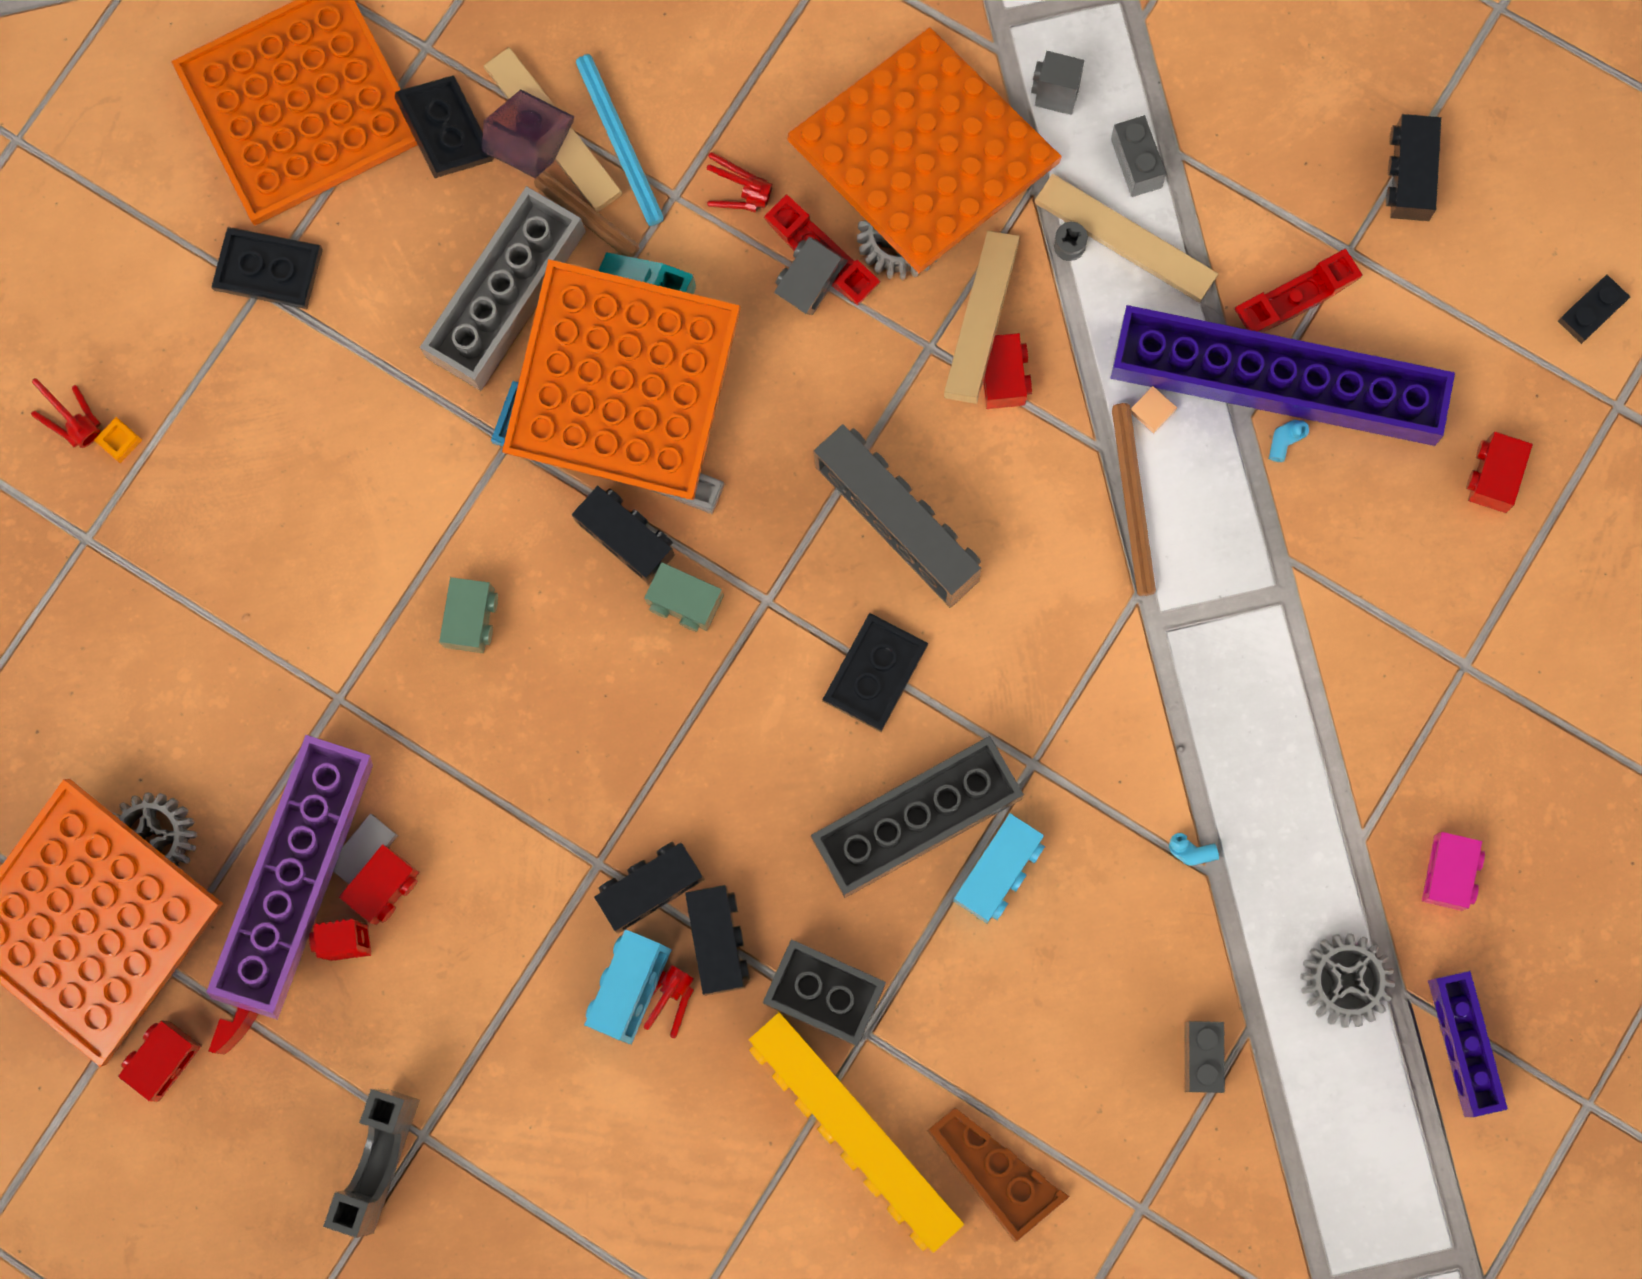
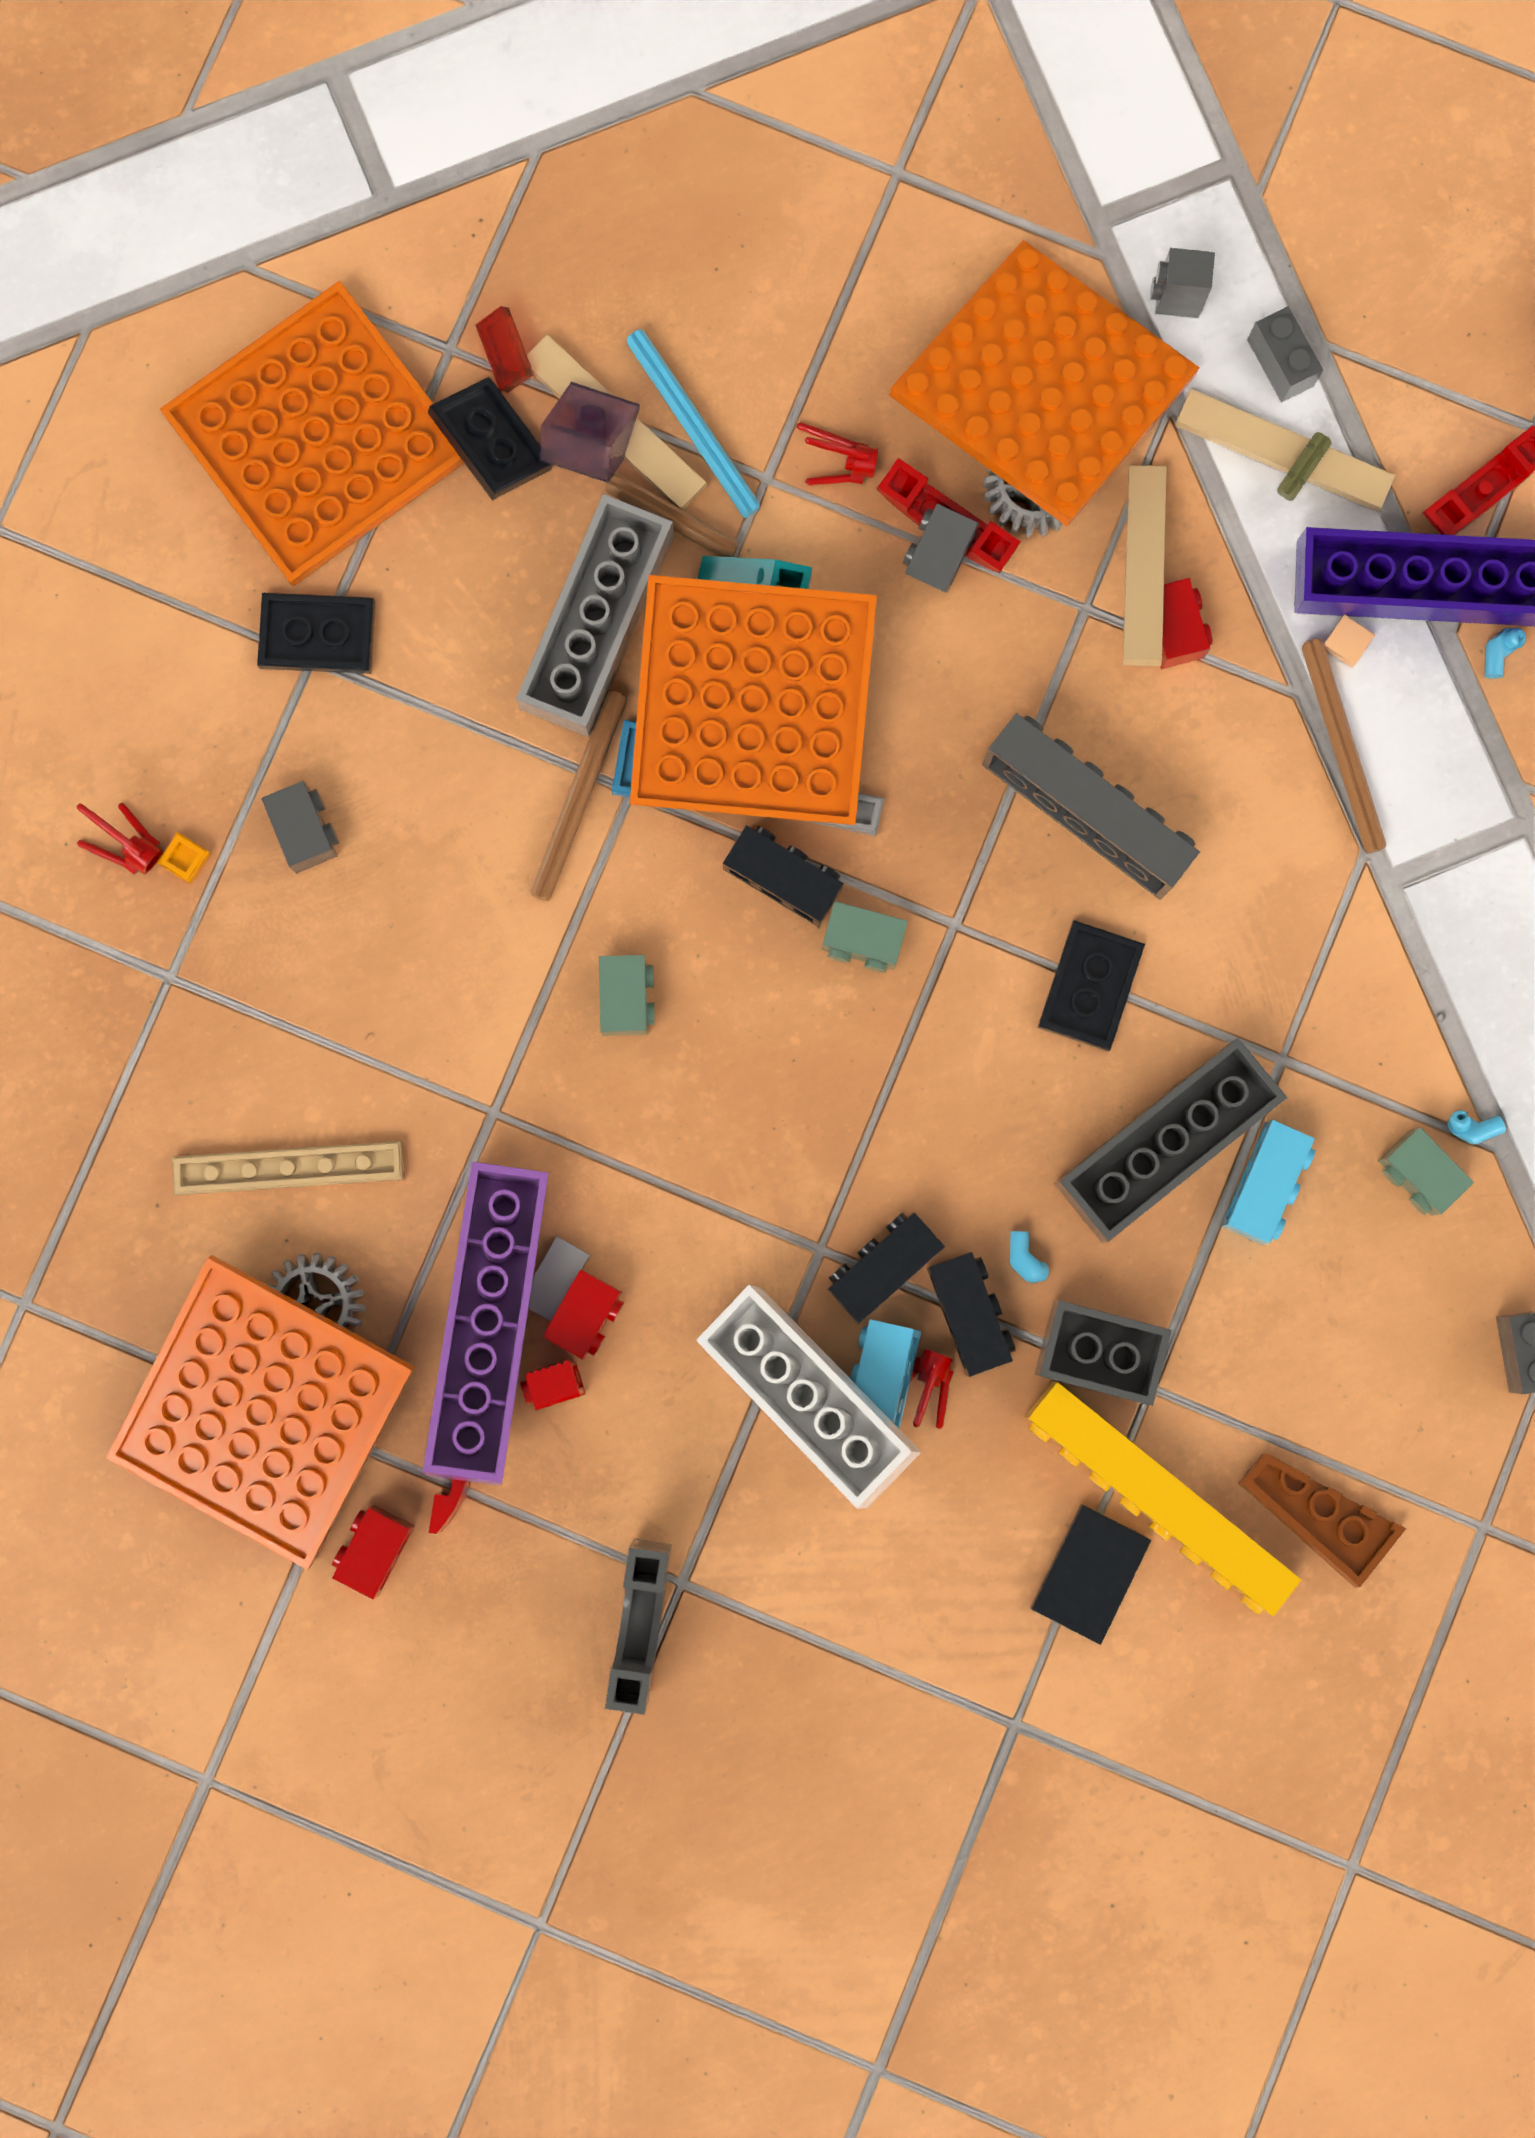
camera: 20 degrees left, 5 degrees up
(153, 717) = (288, 1168): none -> tan tile
(220, 428) = (300, 826): none -> dark grey brick
(462, 439) = (578, 795): none -> medium nougat axle
(470, 54) = (504, 349): none -> clear red tile
(557, 987) = (808, 1396): none -> white brick
(772, 903) = (1023, 1261): none -> medium azure arm
(782, 1189) = (1090, 1574): none -> black tile
(1070, 248) = (1219, 470): dark grey wheel -> none
(1138, 253) = (1304, 466): none -> olive axle
(1139, 882) = (1424, 1172): none -> sand green brick

